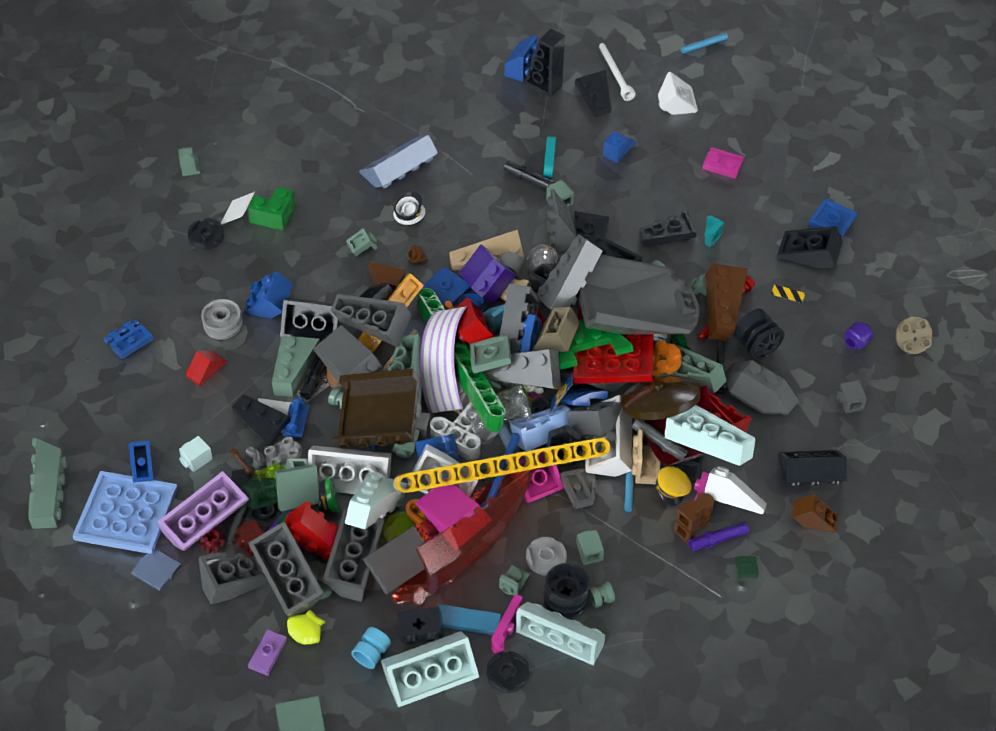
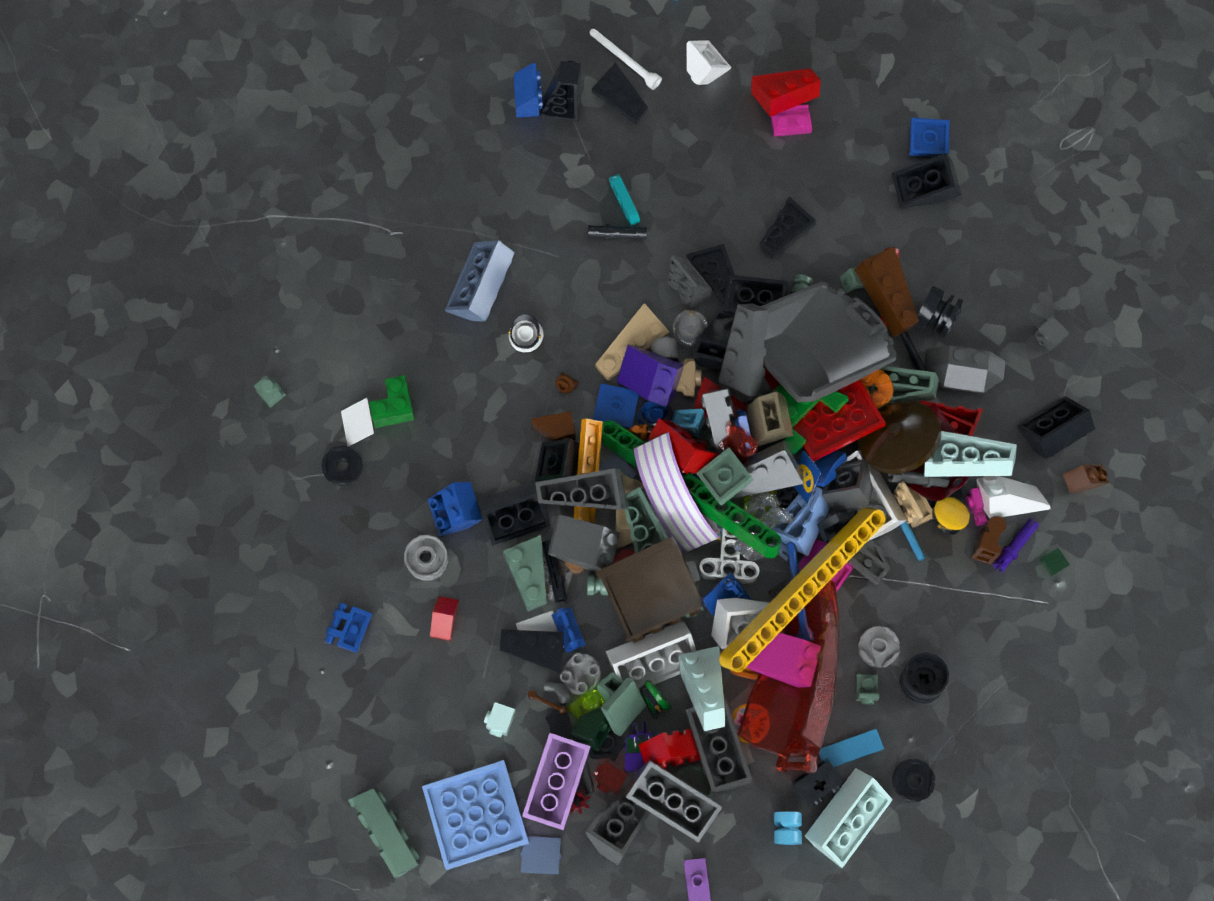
camera: 30 degrees left, 20 degrees up
(140, 461) = (456, 757): blue slope -> none
(305, 628) = (717, 840): neon yellow animal -> none
(361, 241) = (504, 396): sand green bracket -> none
(396, 524) = (736, 691): clear neon green animal -> none
(396, 560) = (764, 731): dark grey tile -> none
(506, 625) = (889, 738): dark pink plate -> none
(518, 336) = (737, 443): none -> clear red plate
(559, 632) = (940, 719): light aqua slope -> none
(563, 191) = (661, 242): sand green brick -> none
(589, 547) = (913, 618): sand green brick -> none
(601, 594) = (953, 659): sand green wheel -> none
(617, 146) = (682, 152): blue slope -> none
(713, 230) = (829, 204): teal bracket -> none
(731, 137) = (785, 89): none -> red wedge
(788, 293) = (931, 244): sticker -> none
(858, 335) = (1023, 263): dark purple head -> none
(922, 333) = (1072, 238): dark tan plate -> none

